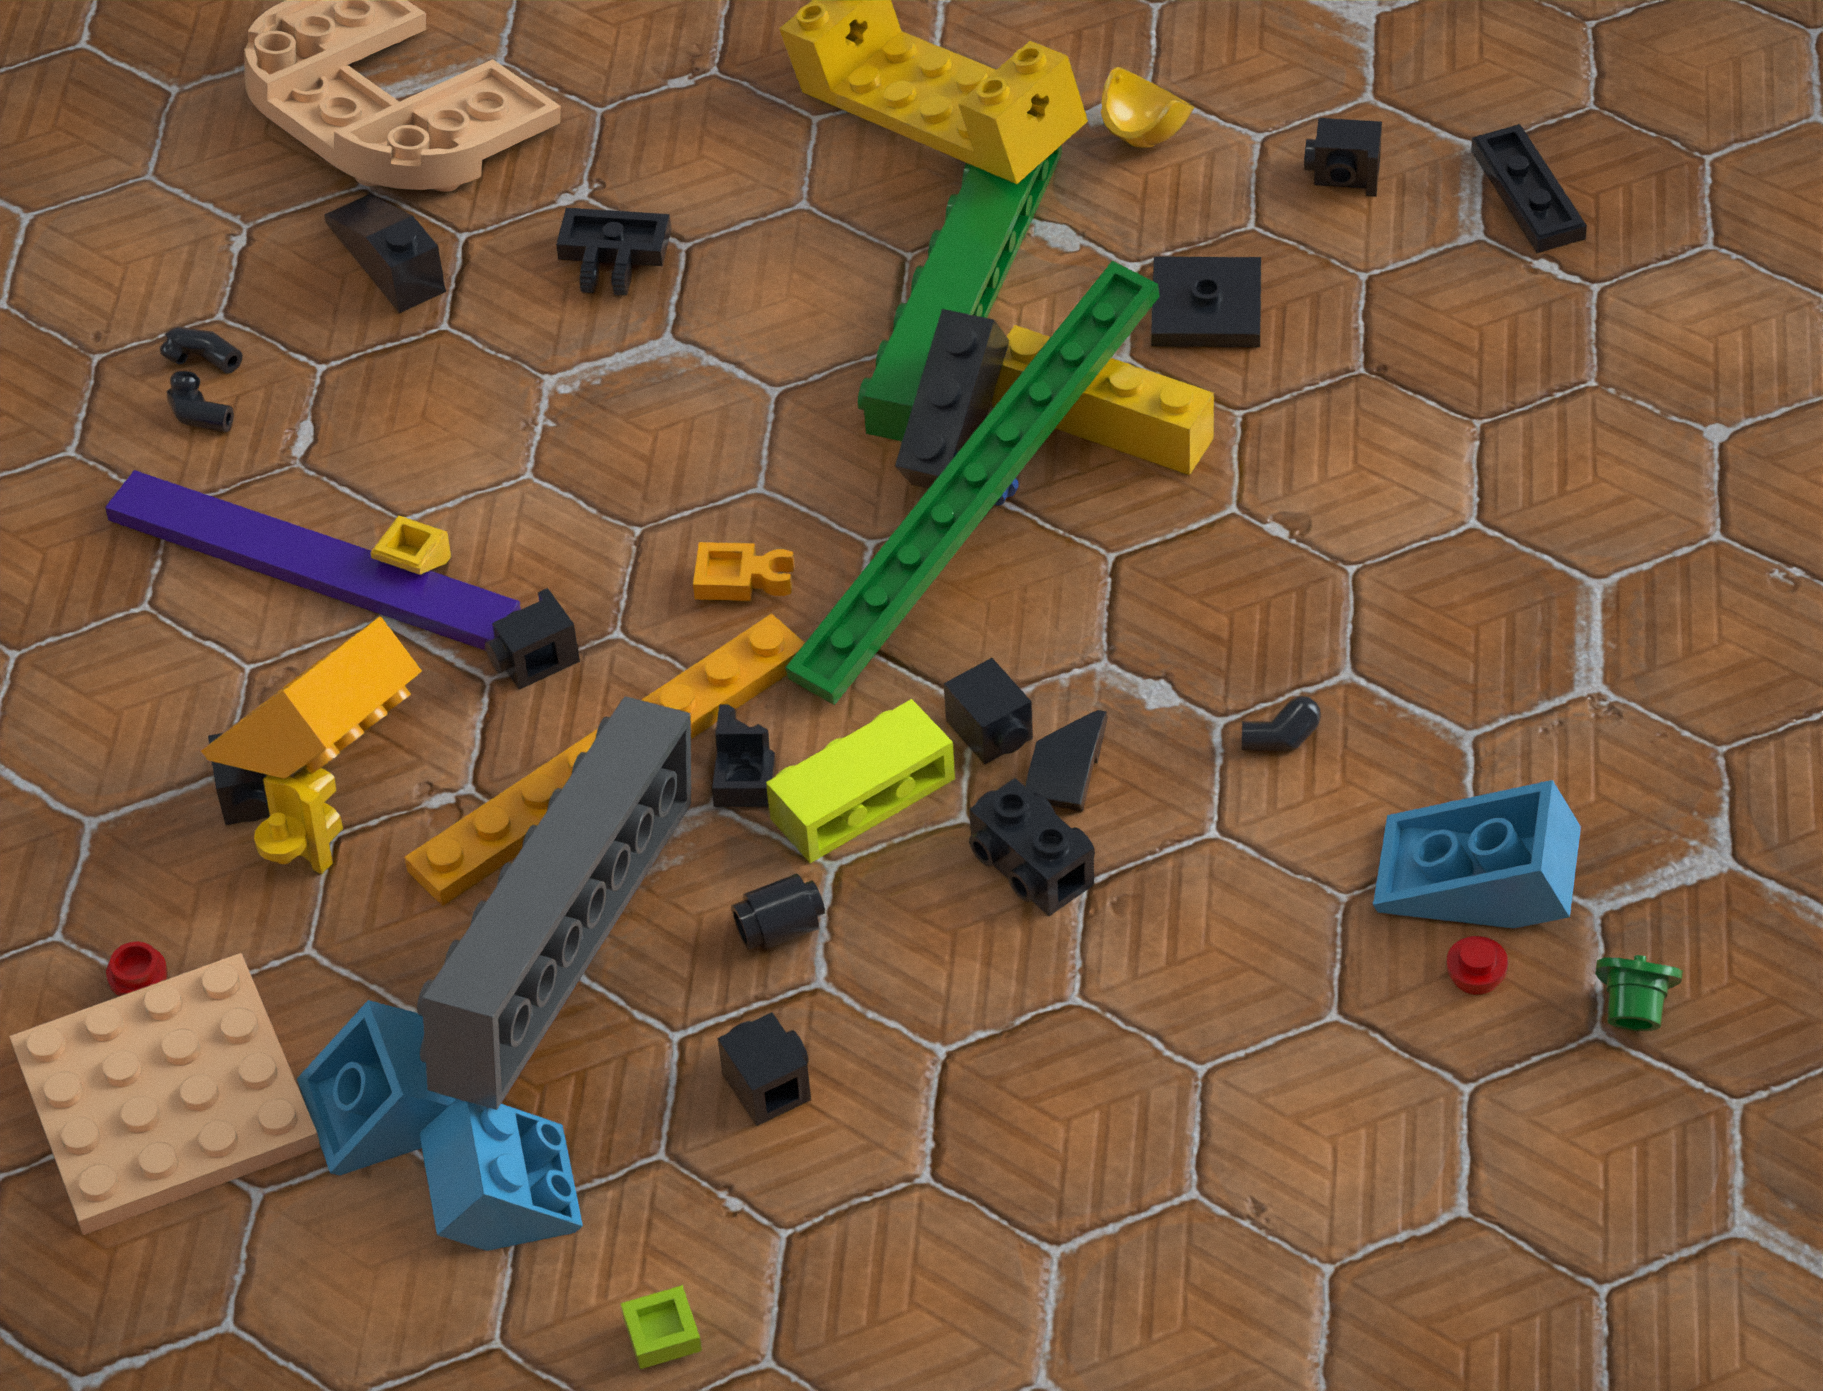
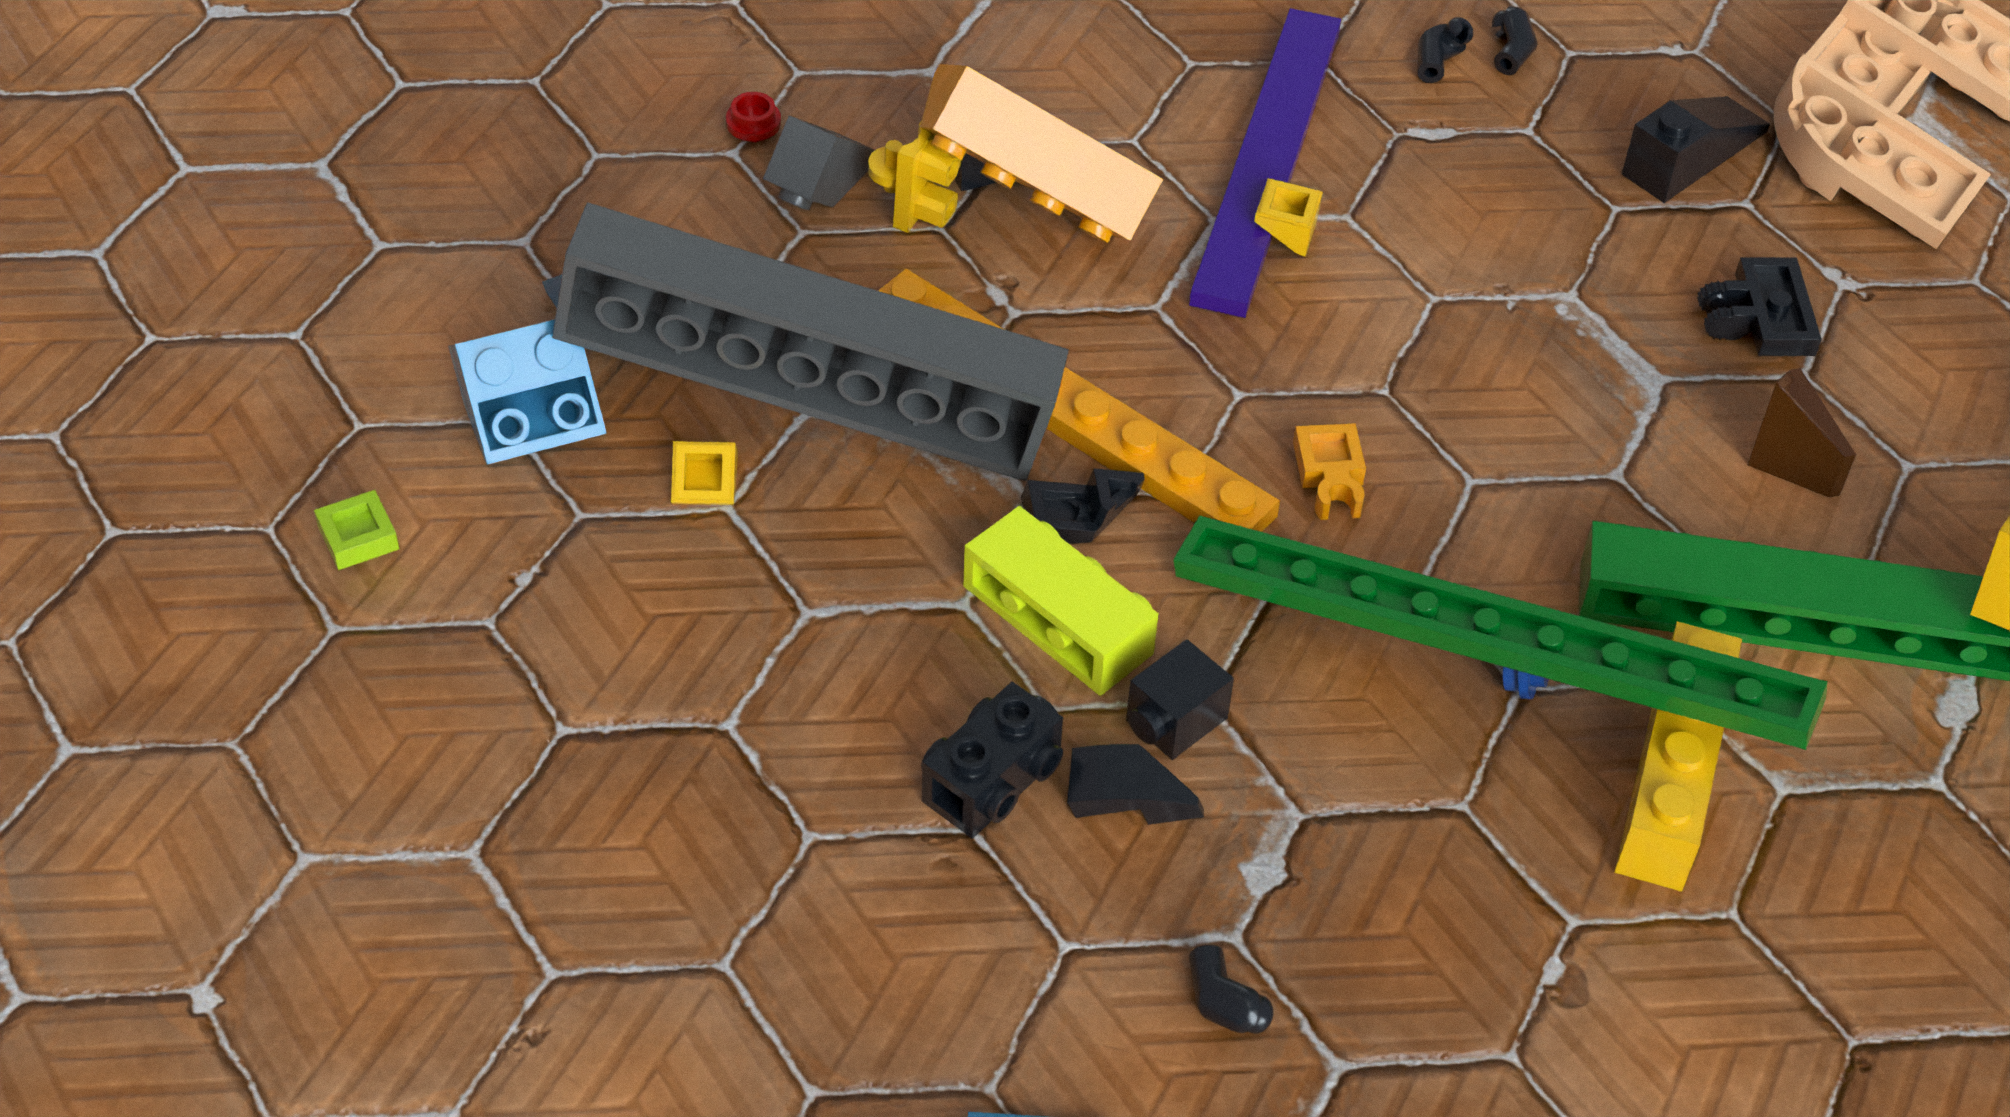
camera: 75 degrees right, 0 degrees up
(164, 1093) = (628, 143): light nougat plate -> none
(238, 911) = (815, 164): none -> dark grey slope
(533, 642) = (1194, 319): black brick -> none
(635, 1045) = (704, 473): none -> yellow slope
(765, 1067) = (669, 565): black brick -> none
(773, 255) = (1802, 439): none -> reddish brown slope
(778, 912) = (871, 553): black brick -> none
(951, 394) = (1627, 581): black brick -> none
(1207, 302) = (1898, 857): black plate -> none

